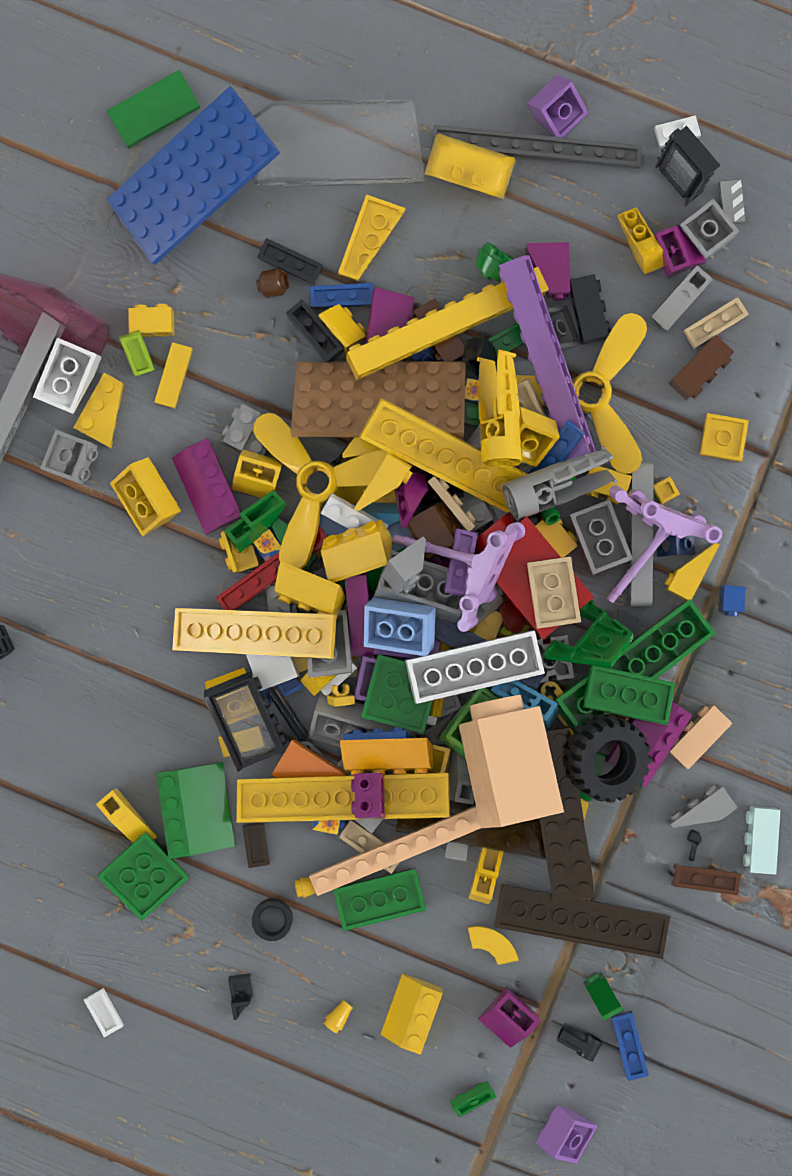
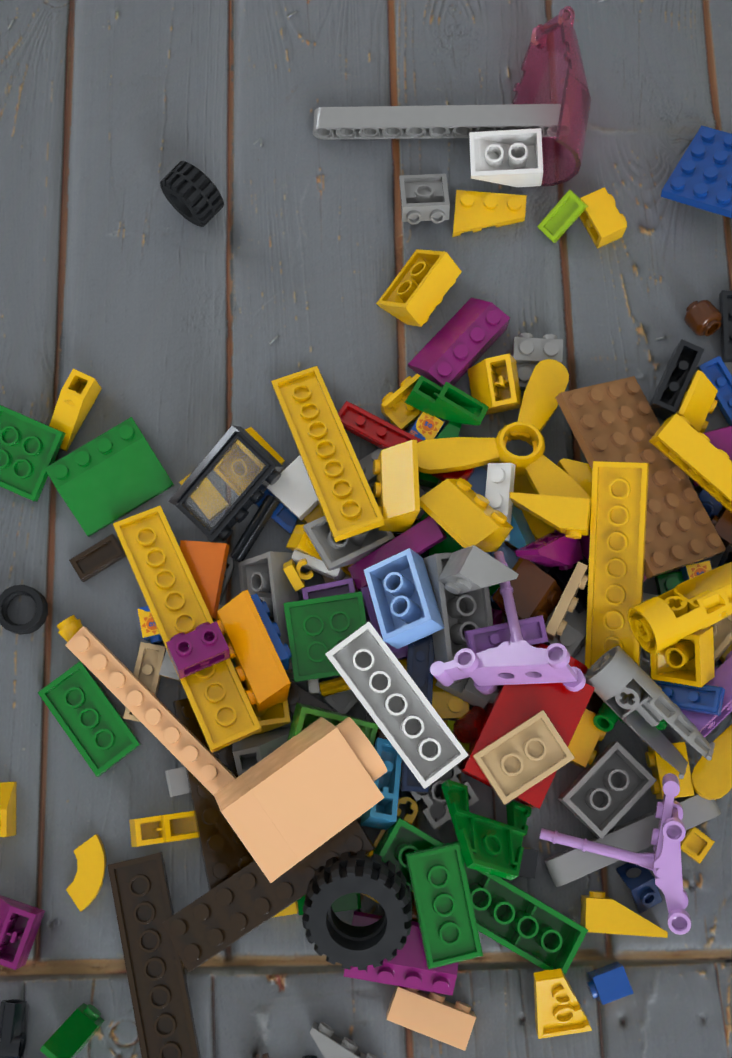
camera: 65 degrees right, 10 degrees down
(173, 375) = (557, 263): yellow tile -> none
(731, 644) = (557, 1006): none -> yellow wing

